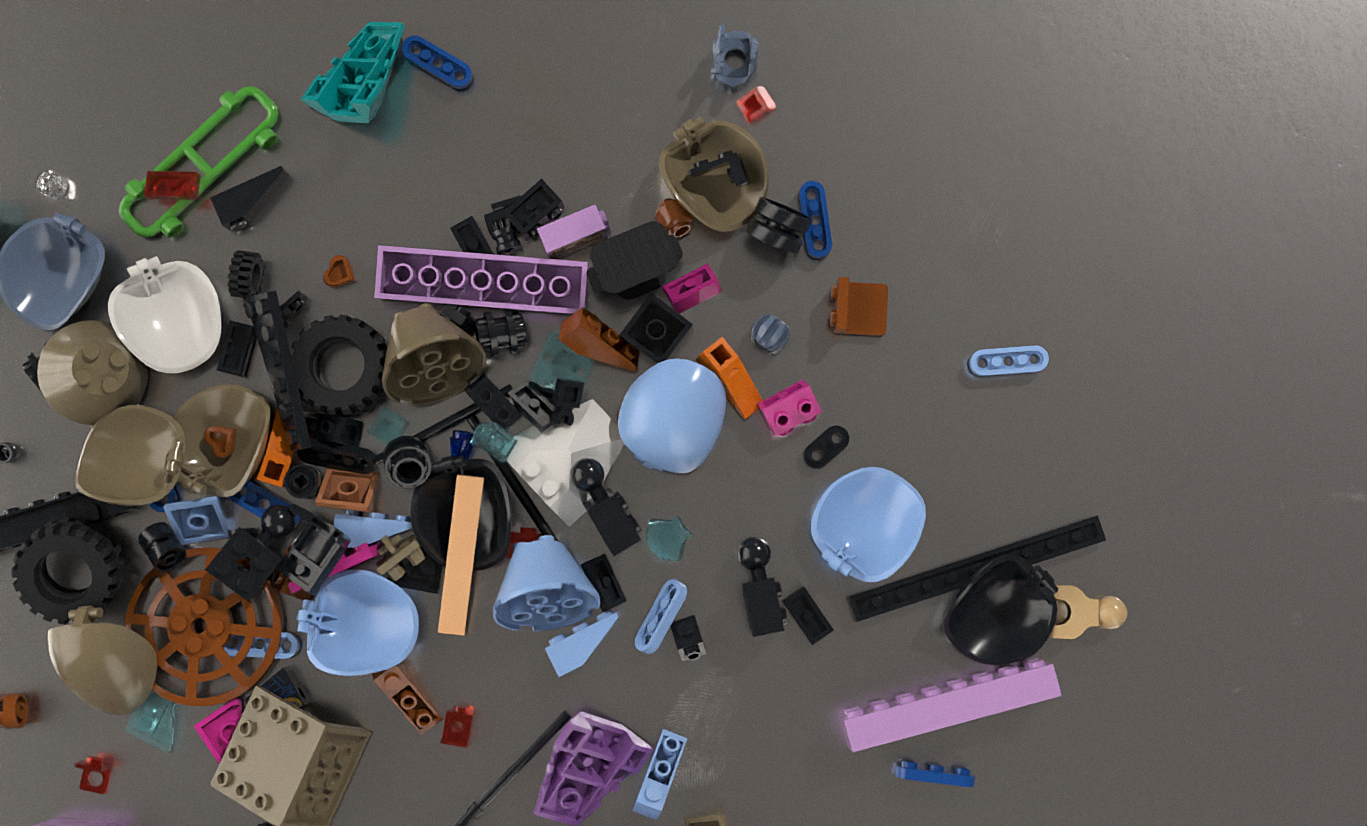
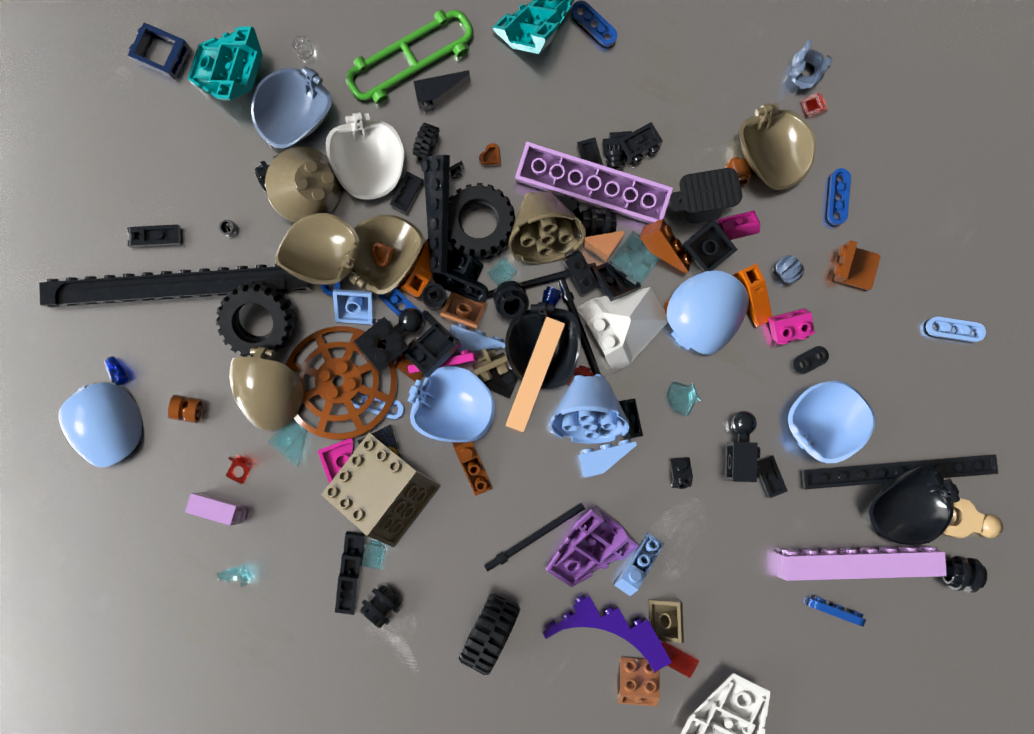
camera: 15 degrees right, 0 degrees up
(162, 547) = (324, 319): black wheel -> none
(172, 185) = (388, 66): clear red plate -> none
(458, 738) = (500, 503): clear red brick -> none
(494, 440) = (576, 299): clear light blue bracket -> none
(515, 359) = (603, 245): none -> nougat slope
(566, 396) = (636, 280): black plate -> none
(574, 232) = (666, 164): lavender brick -> none
(605, 507) = (646, 367): black brick -> none
(660, 616) = (665, 452): light blue plate -> none
(736, 172) = (792, 149): black bracket -> none
(777, 228) = (813, 195): black wheel -> none
(1090, 684) = (965, 574): none -> black piece

